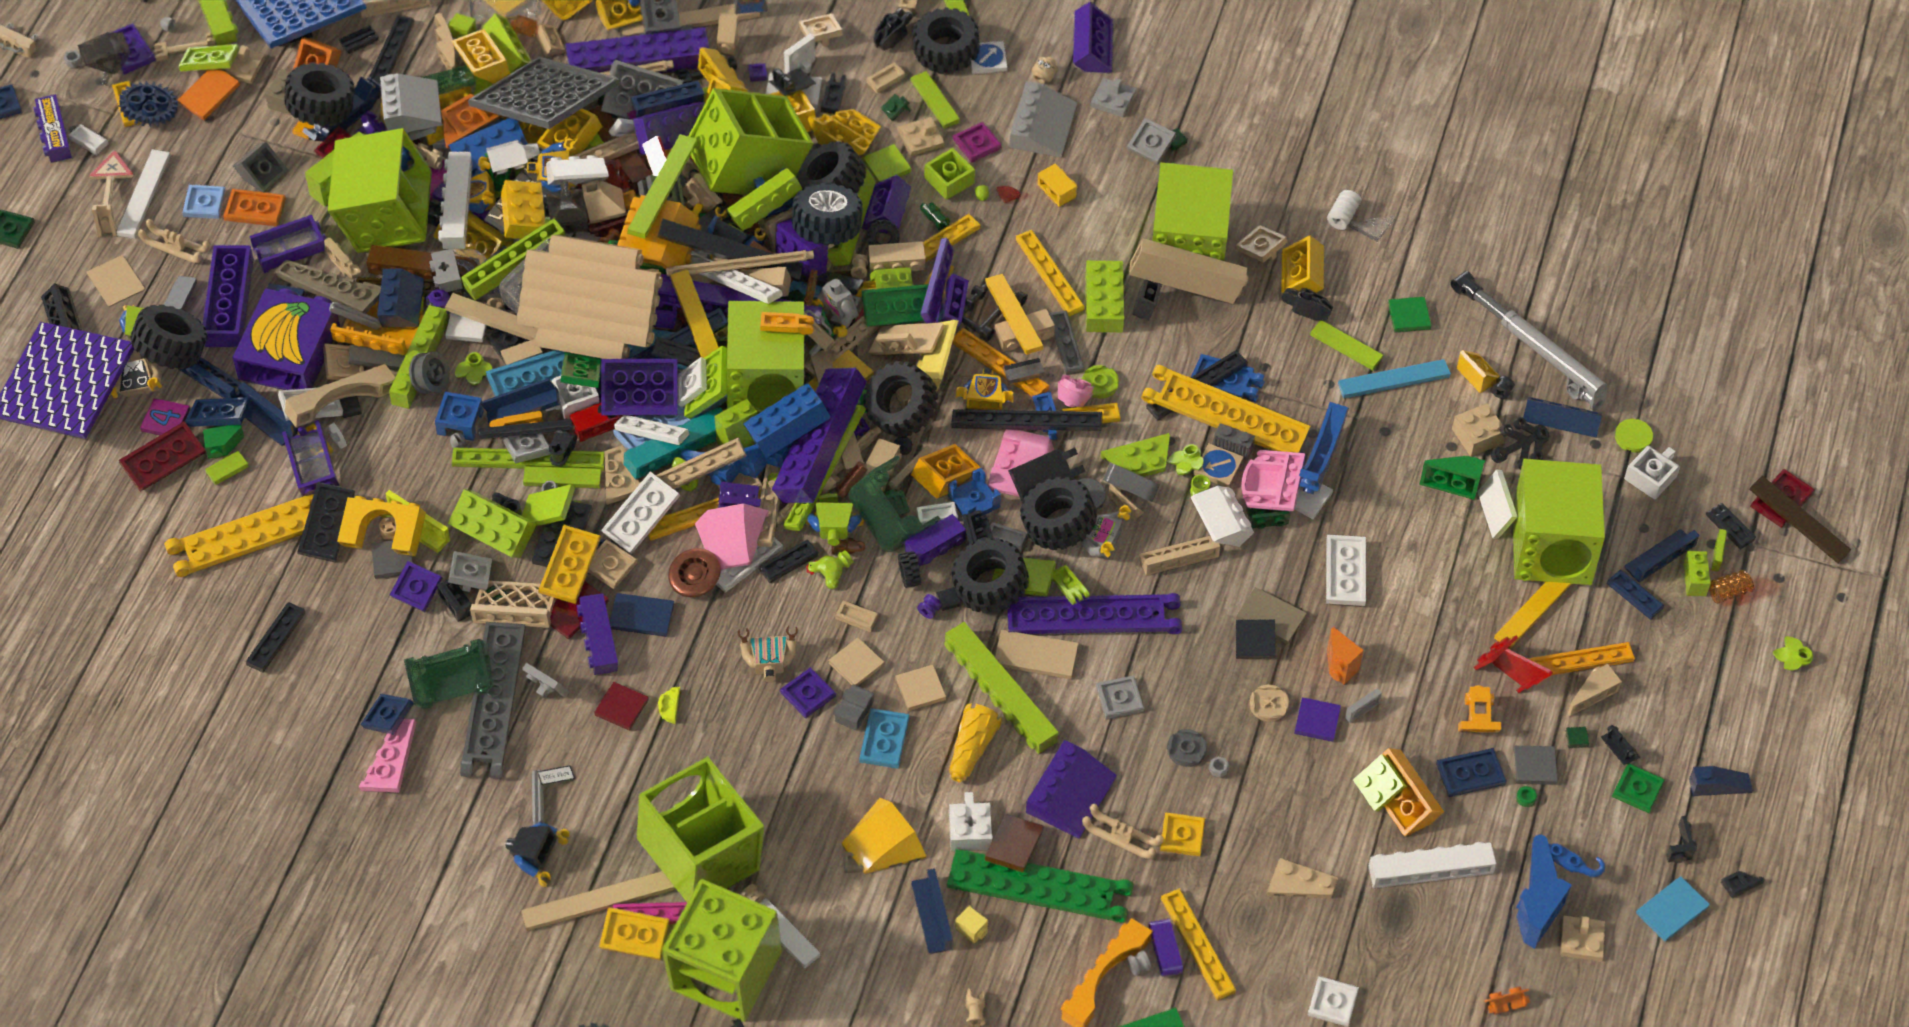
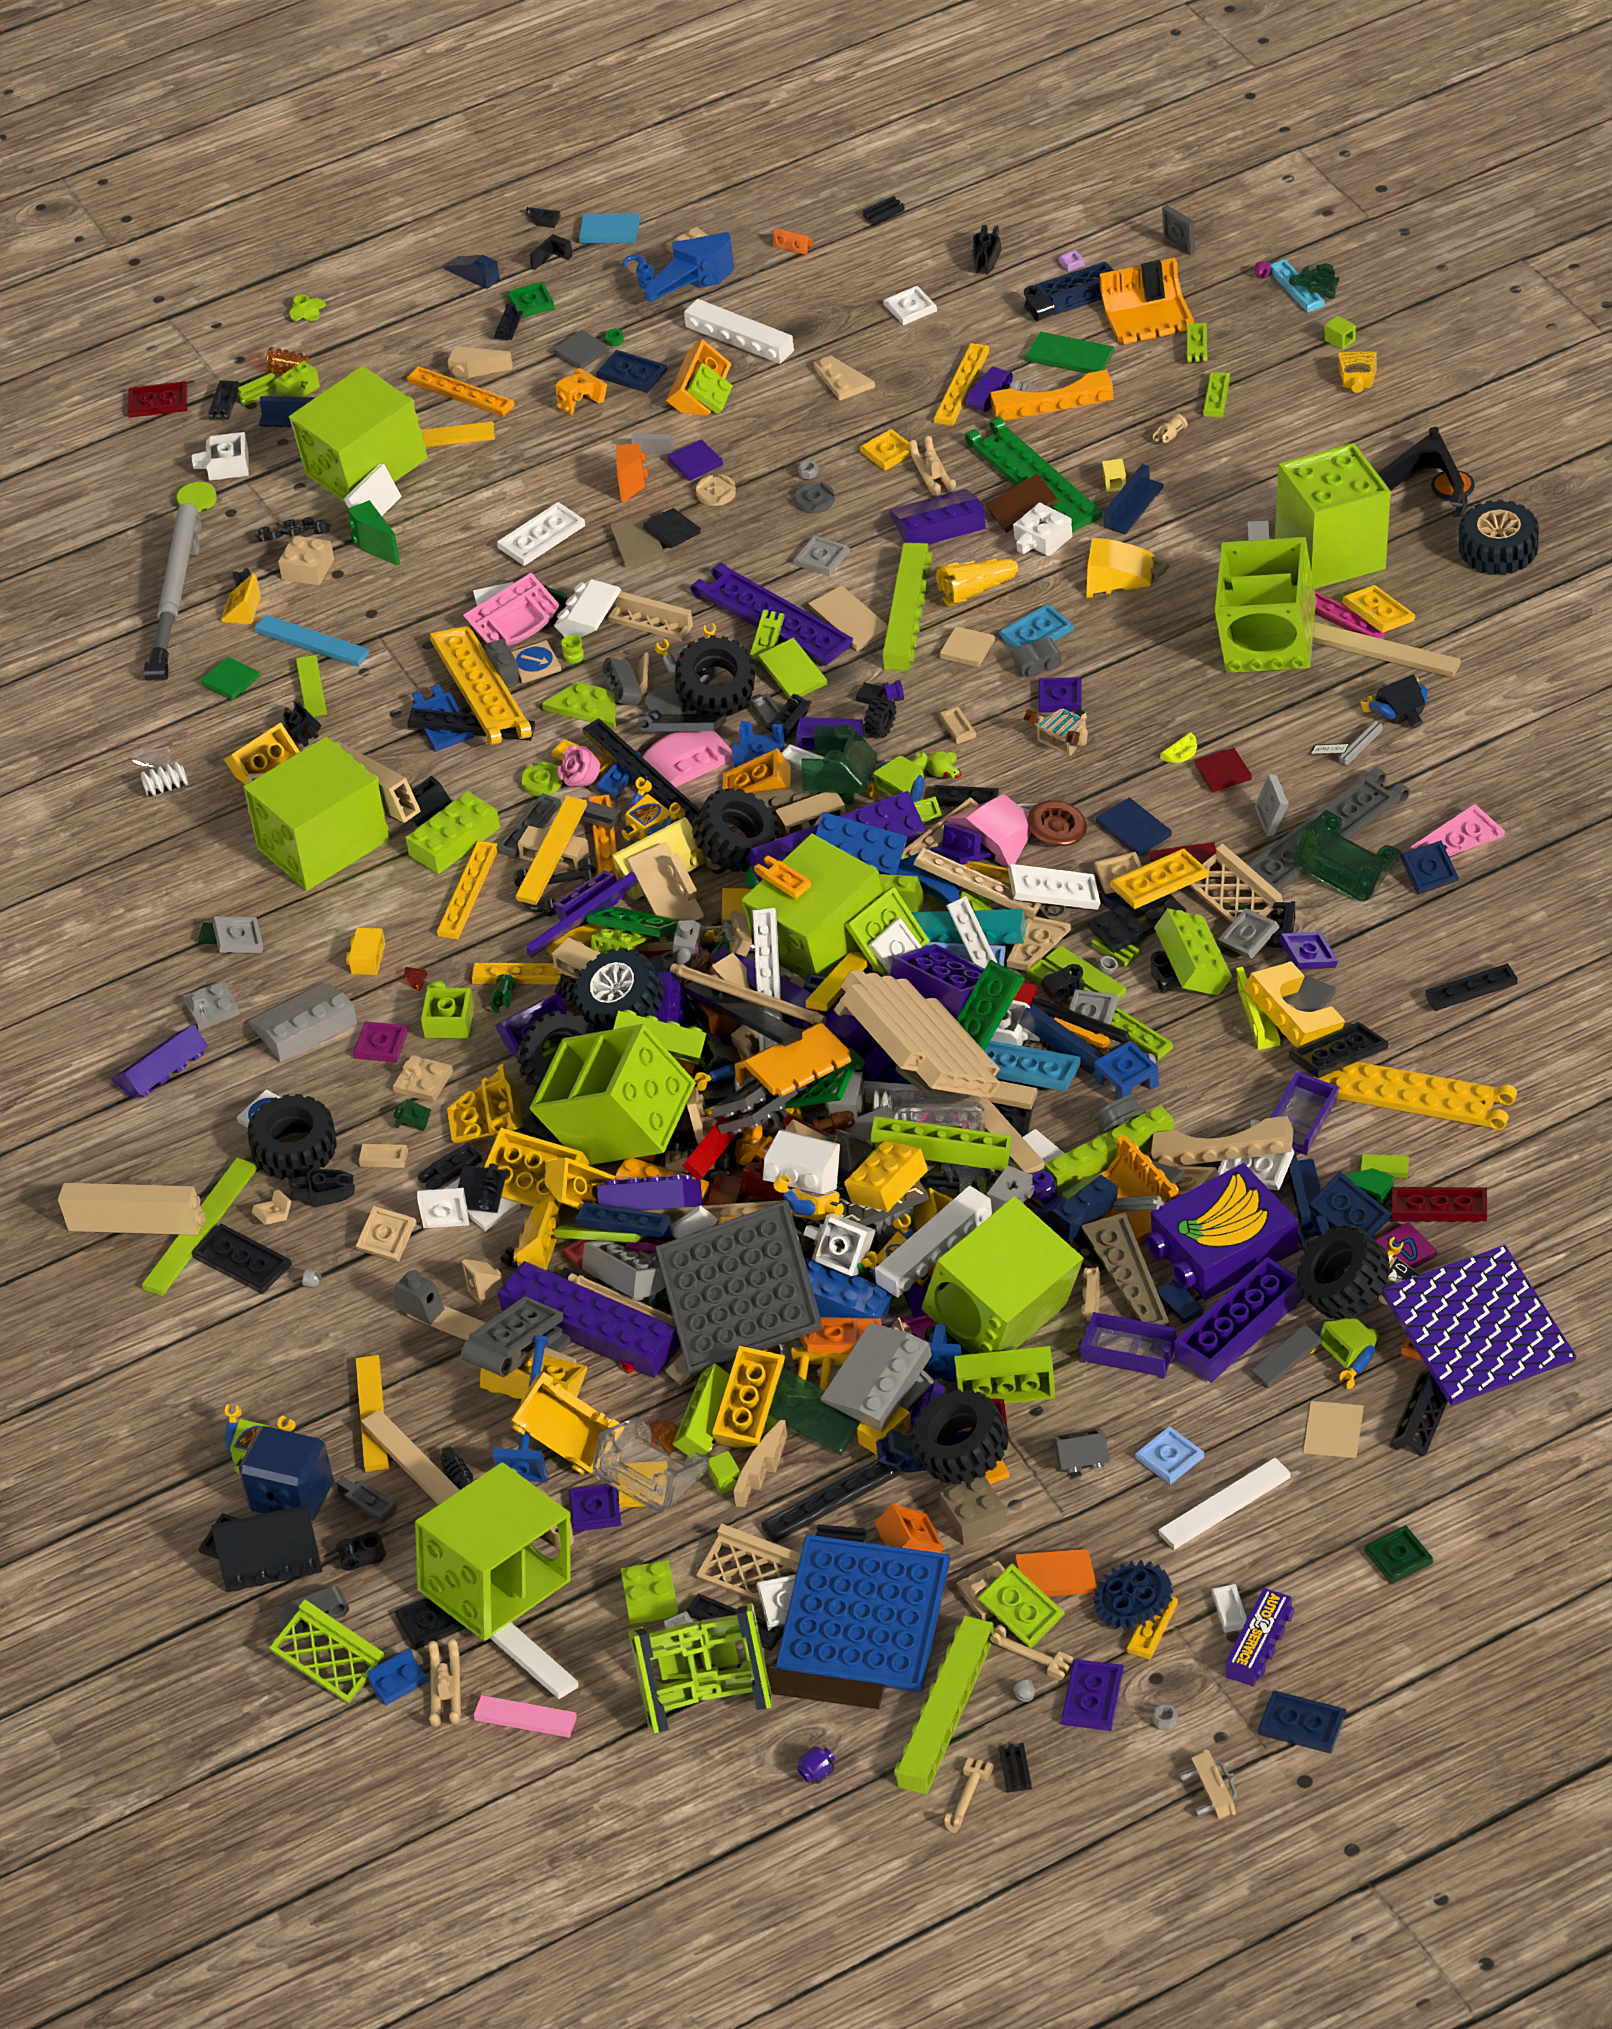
camera: 130 degrees left, 10 degrees down
(105, 54) = (1129, 1670): clear smoke piece -> none
(109, 169) = (1236, 1549): tan piece -> none
(173, 243) = (1240, 1420): tan piece -> none
(254, 207) = (1124, 1415): orange tile -> none
(473, 371) = (1067, 1117): lime plate -> none
(548, 505) = (1129, 937): lime tile -> none
(549, 40) = (653, 1404): tan slope -> none
(598, 634) = (1189, 819): dark purple brick -> none
(662, 186) = (744, 1082): lime tile -> none
(757, 72) = (492, 1239): dark purple tile -> none
(851, 479) = (839, 805): copper tile -> none
(856, 662) = (997, 692): tan tile -> none
(886, 163) = (481, 1065): lime tile -> none
(935, 99) = (366, 1104): lime tile -> none
(983, 557) = (828, 646): black tyre -> none
(1044, 70) = (239, 1060): tan head -> none
(1186, 459) = (557, 676): lime plate -> none
(1325, 445) = (429, 613): blue arch -> none
(1514, 665) = (516, 409): red piece -> none
(1562, 417) = (226, 538): dark blue panel -> none
(1577, 737) = (528, 348): dark green tile -> none
(1800, 519) = (171, 373): dark brown tile -> none

